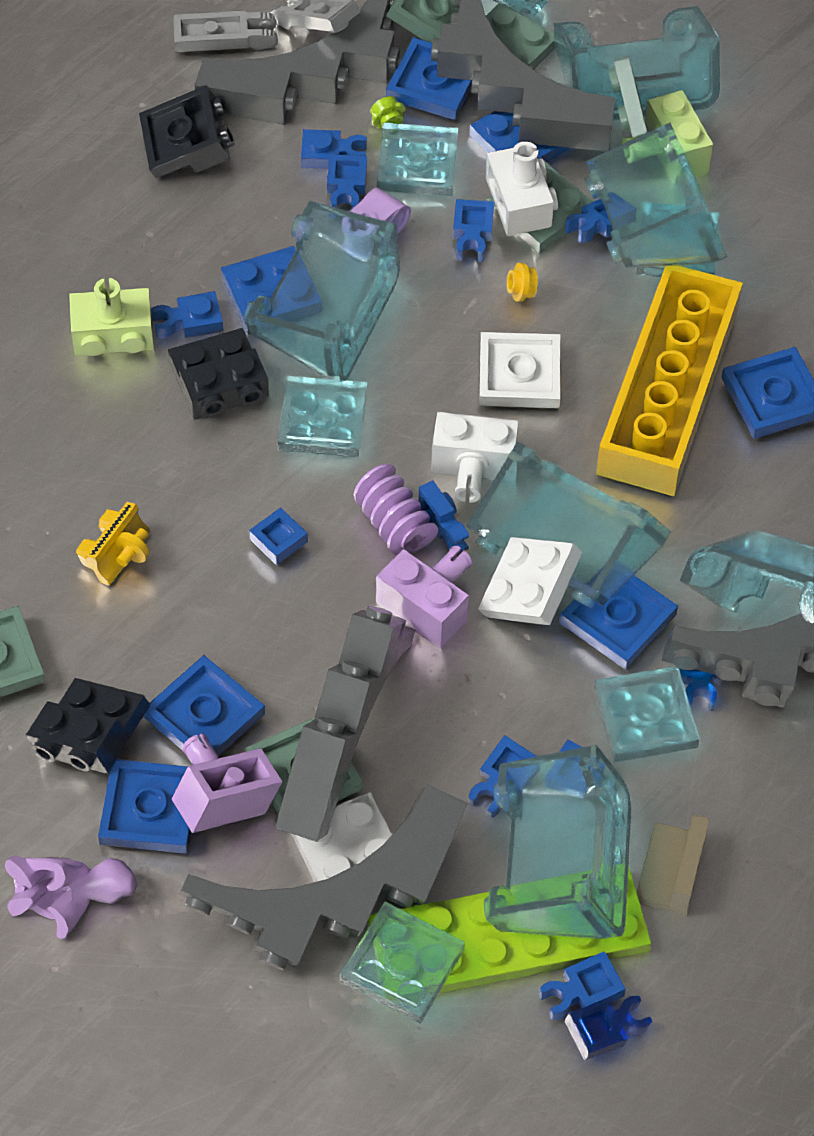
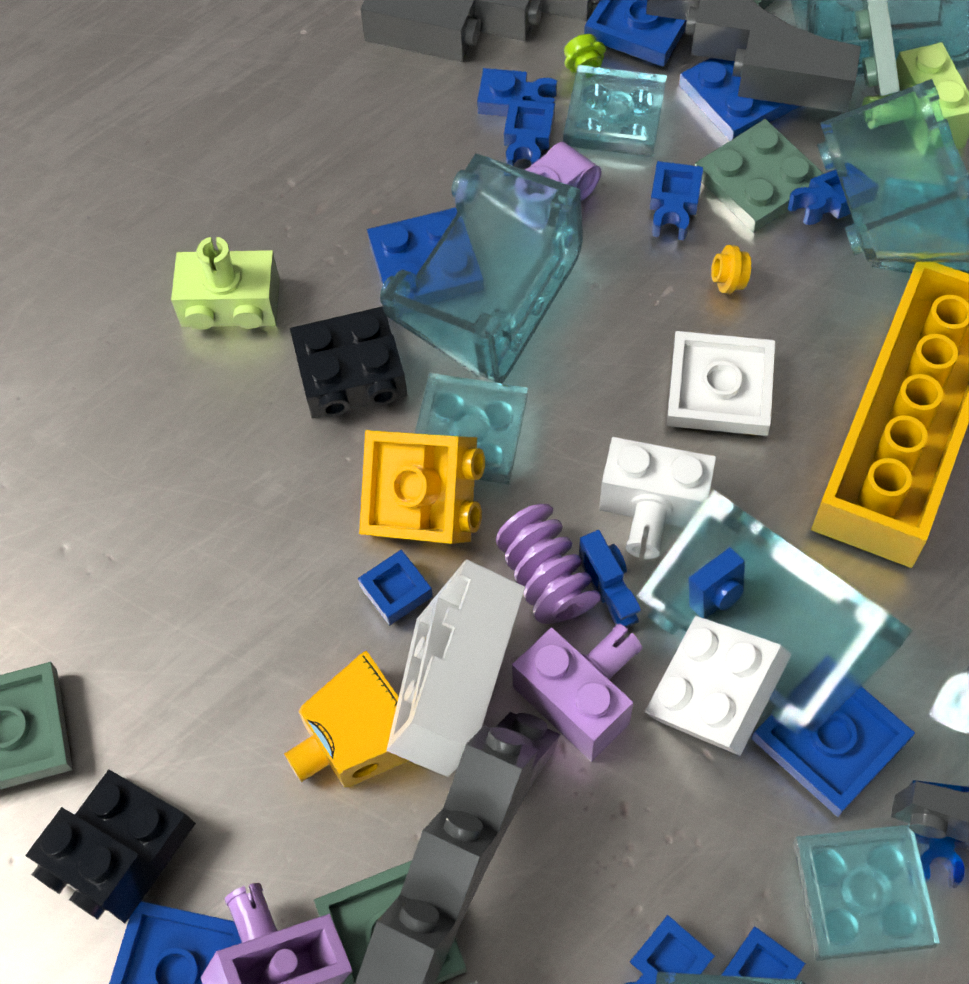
camera: 10 degrees right, 5 degrees up
(119, 543) = (190, 584): yellow hips -> none
(186, 133) = (347, 65): black plate -> none
(194, 314) = (329, 287): blue plate -> none
(204, 703) = (269, 832): blue plate -> none
(262, 633) = (348, 726): none -> yellow torso
(291, 458) = (420, 486): none -> yellow plate
(333, 577) = (453, 667): none -> white wedge
(521, 189) = (738, 152): white brick -> none
(525, 513) = (717, 584): none -> blue plate

